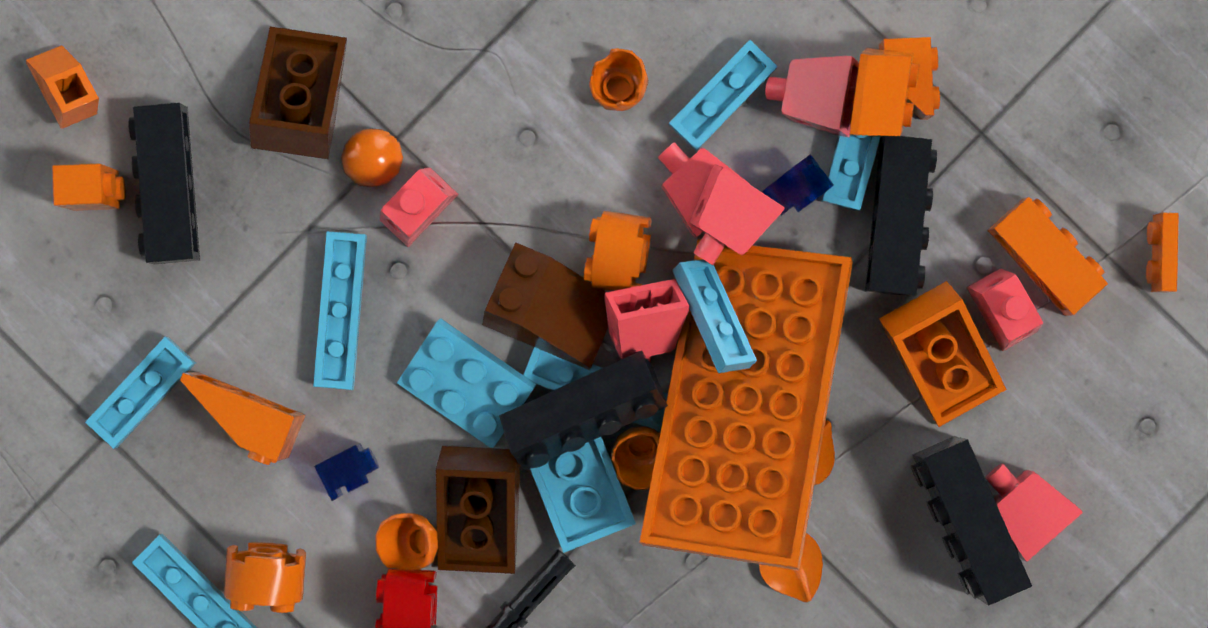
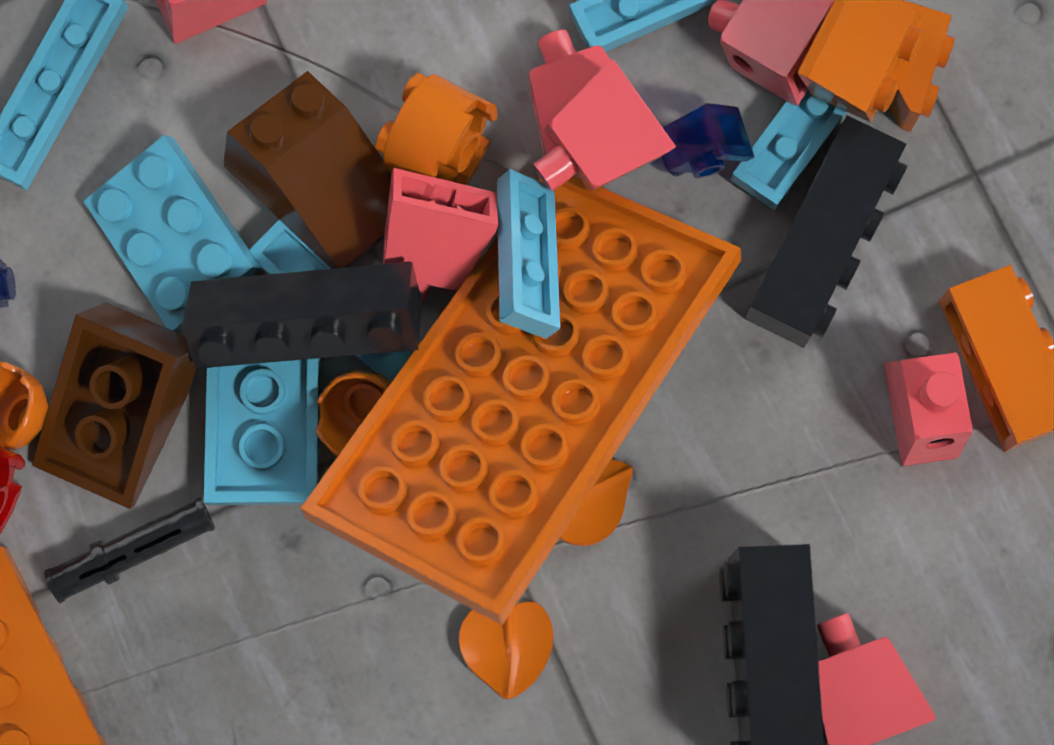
camera: 25 degrees right, 10 degrees down
(943, 353) = (820, 435): orange slope -> none

